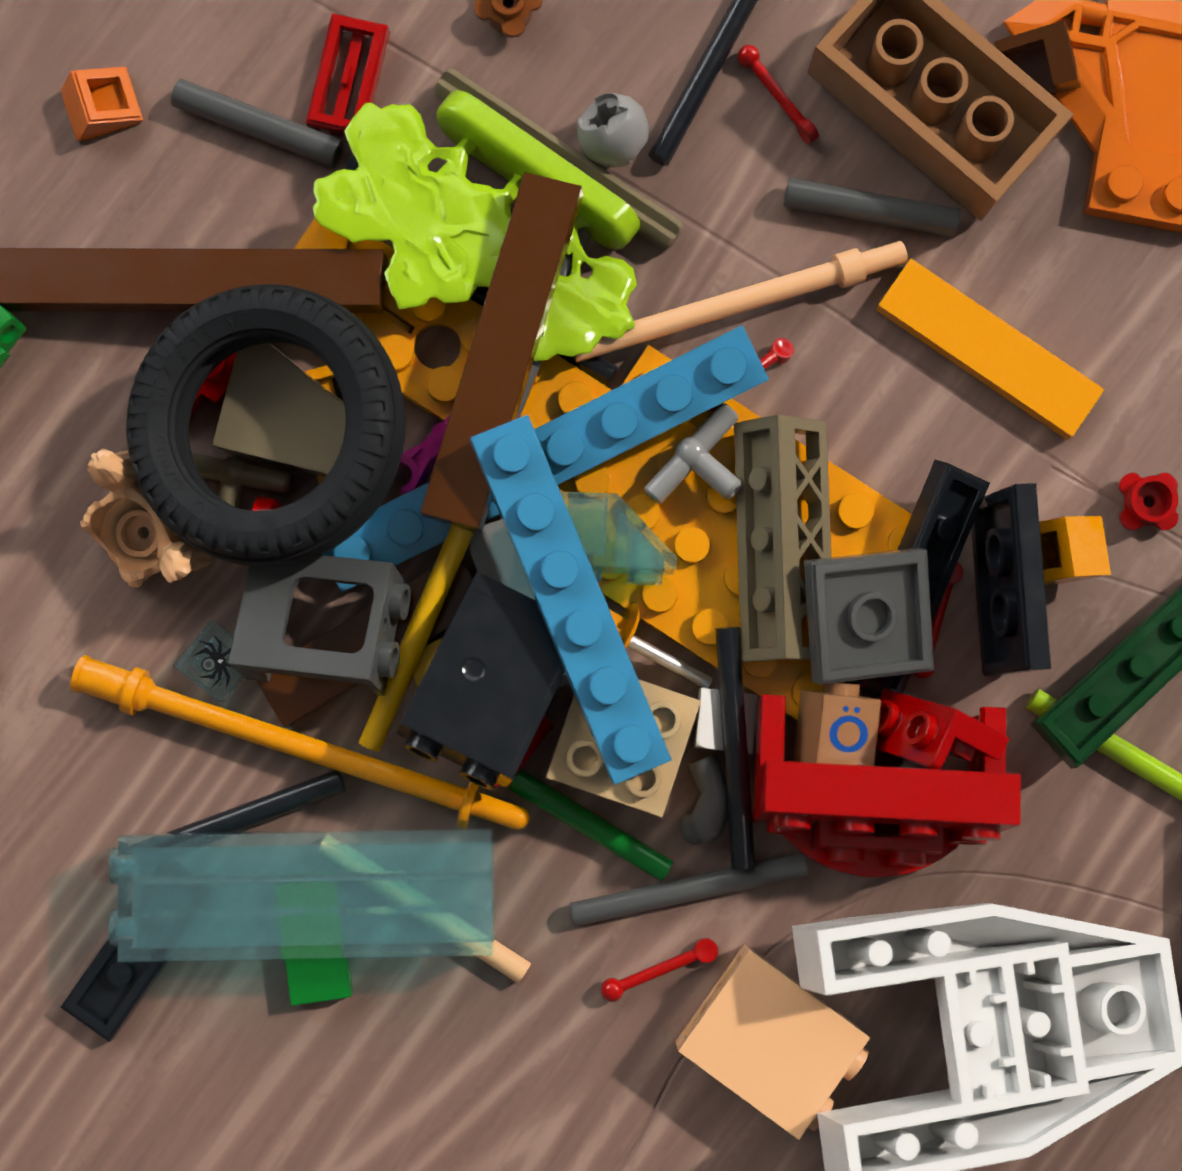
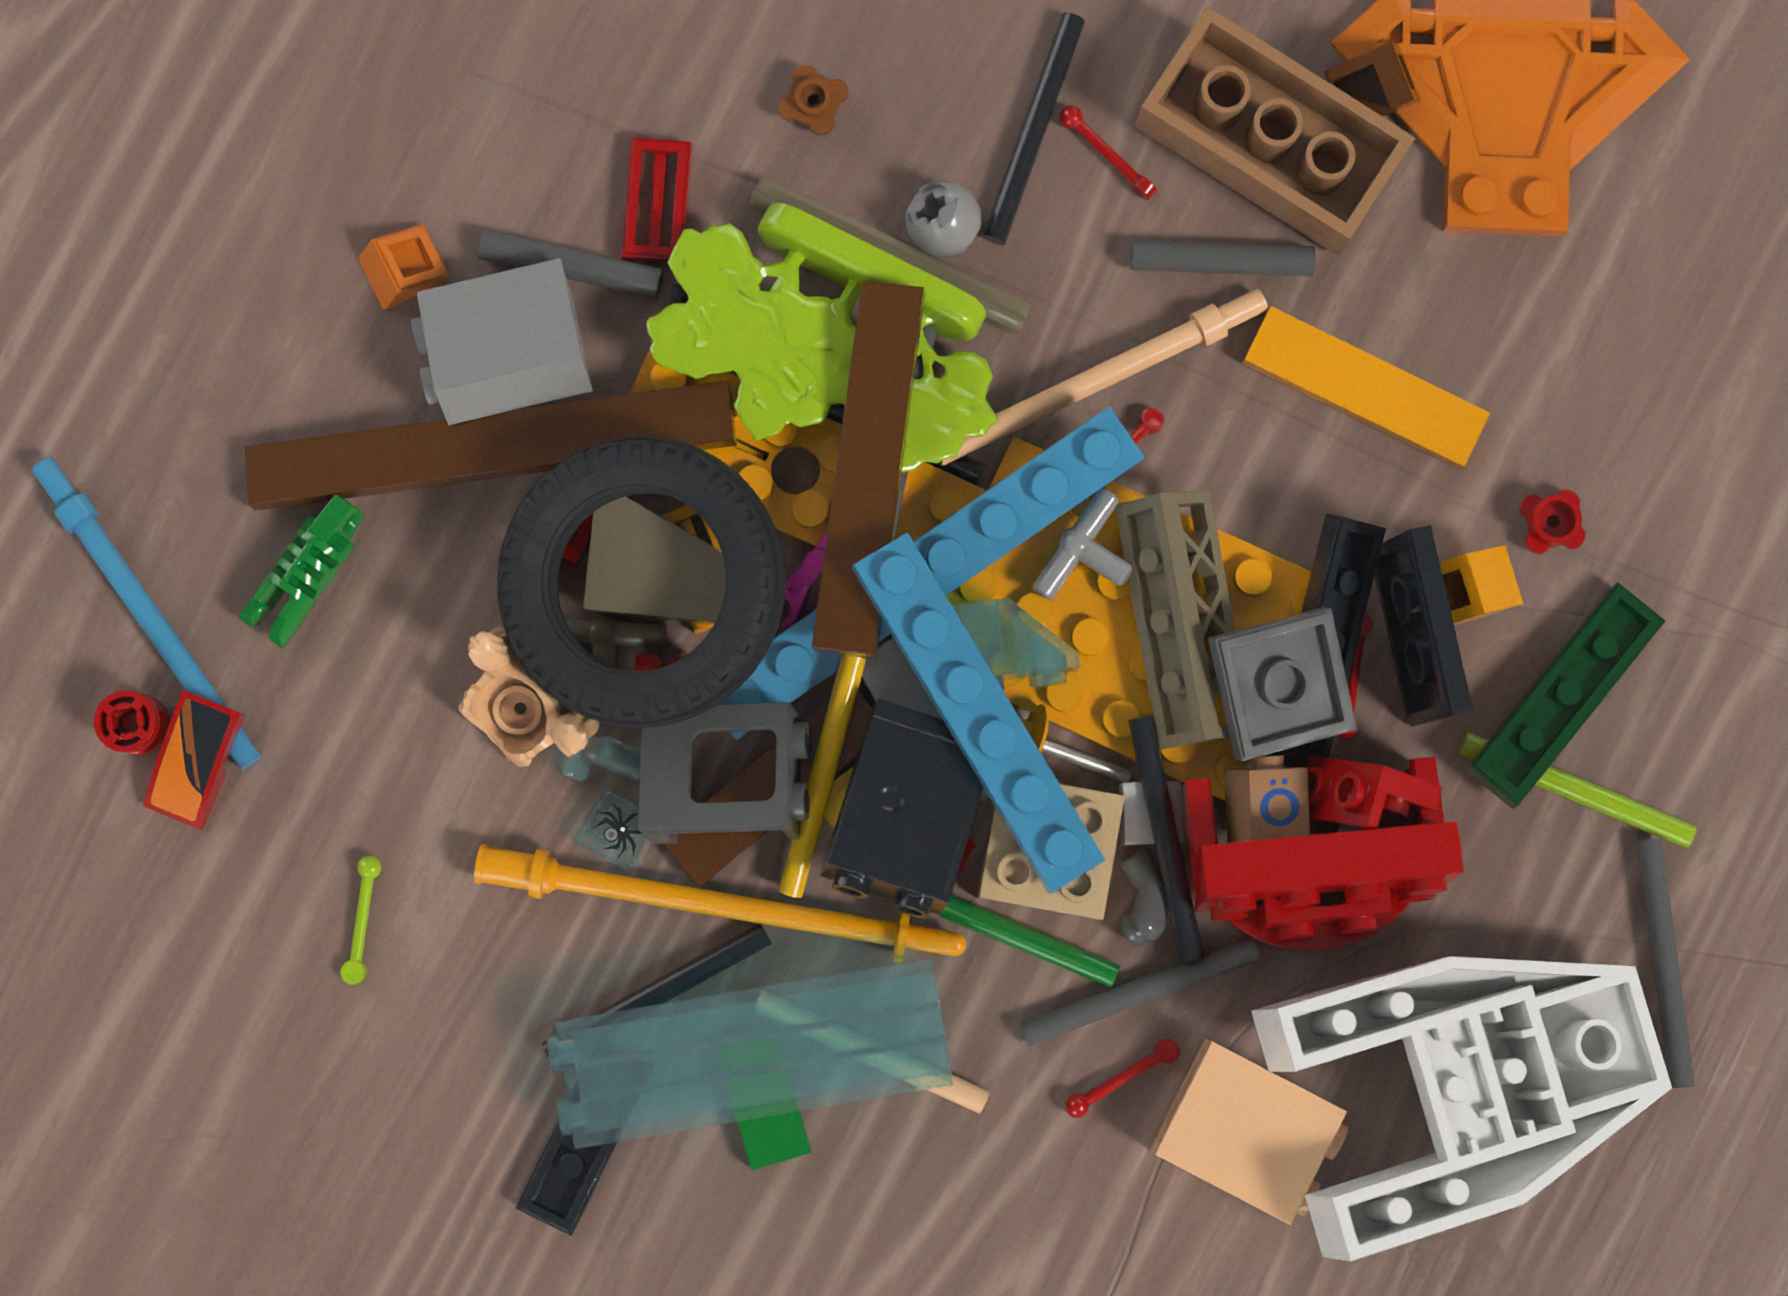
camera: 10 degrees left, 0 degrees up
(176, 183) = (501, 342): none -> light grey brick
(210, 583) = (605, 753): none -> clear light blue arm

